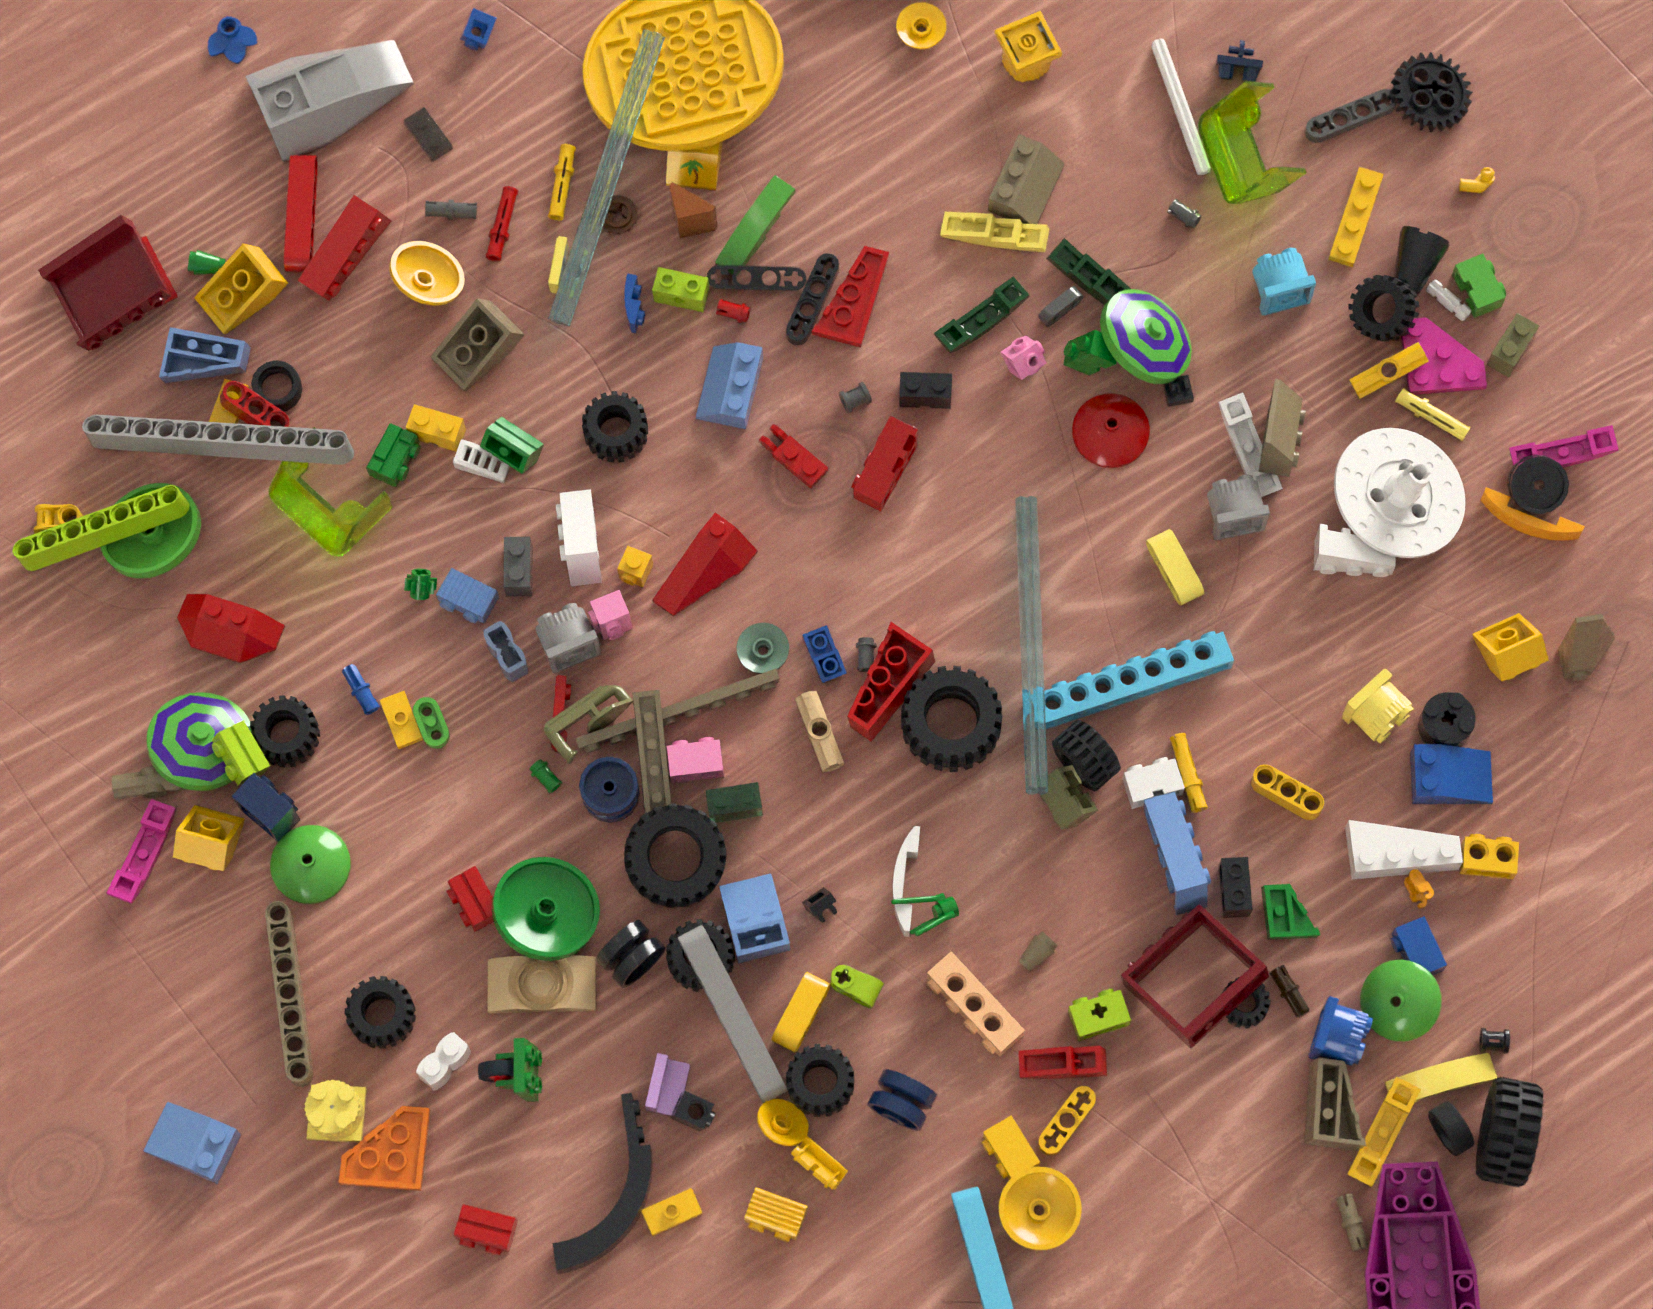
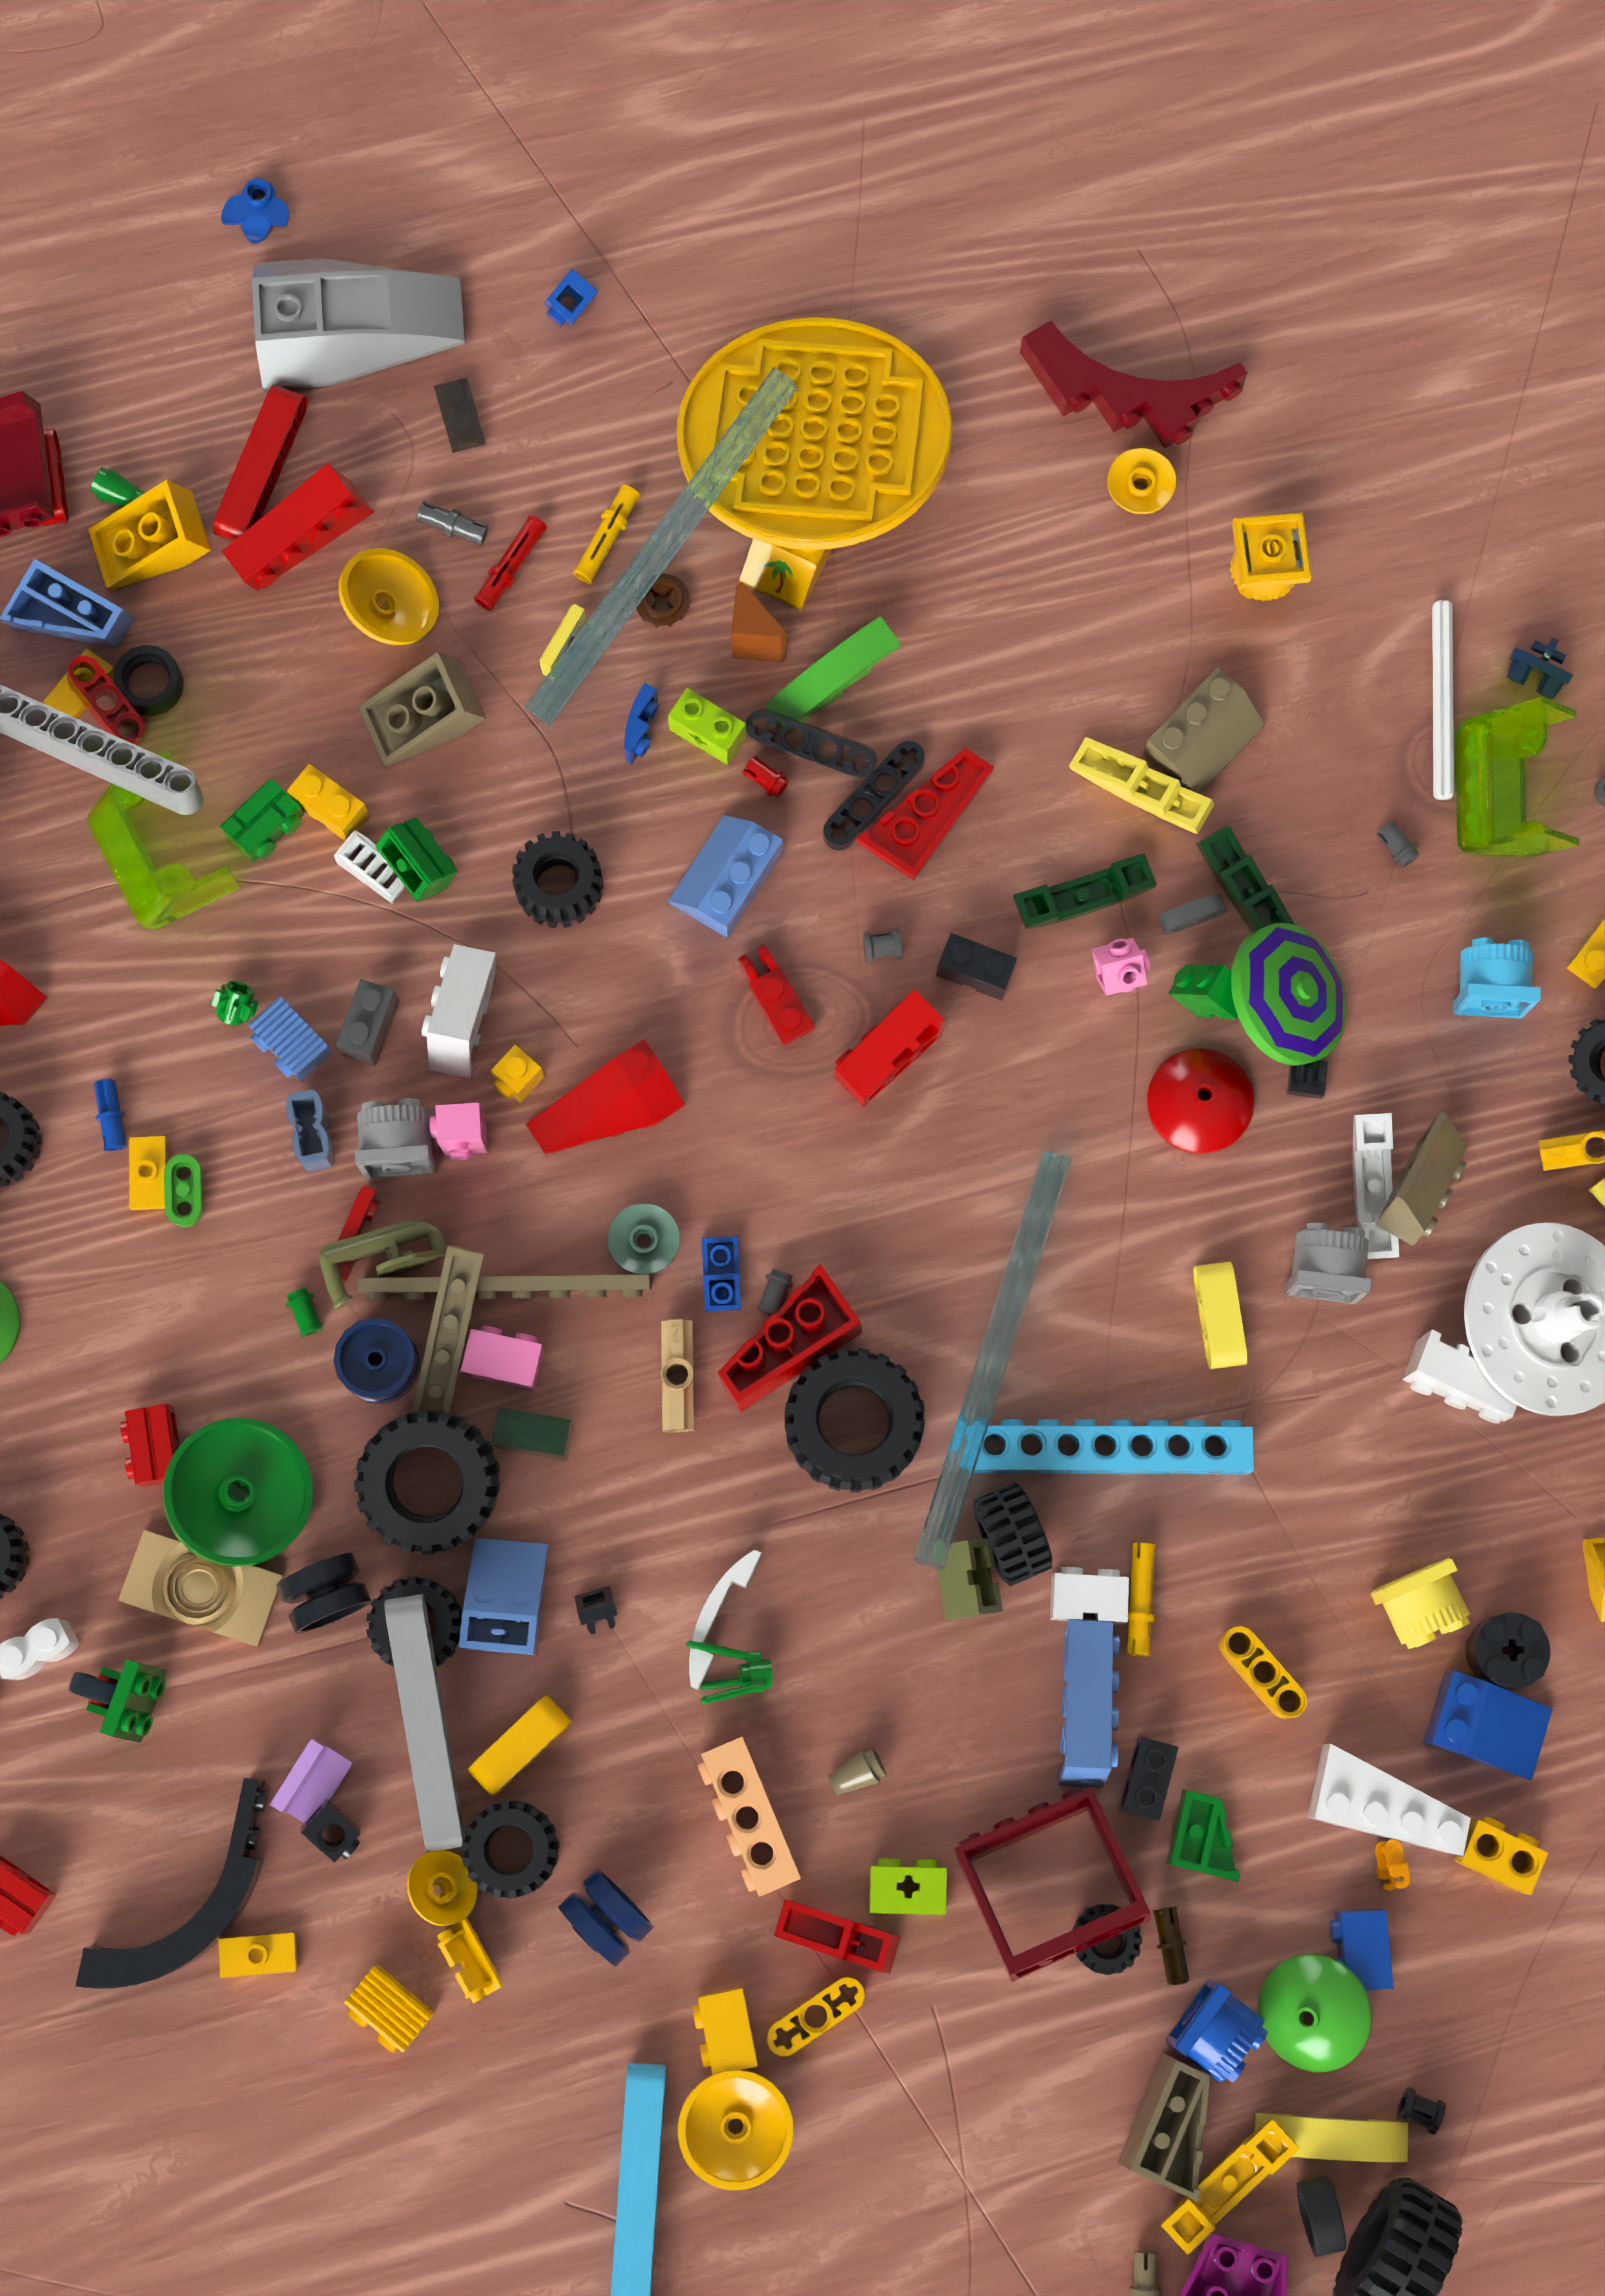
camera: 15 degrees right, 5 degrees up
(860, 988) = (609, 1741): lime piece -> none

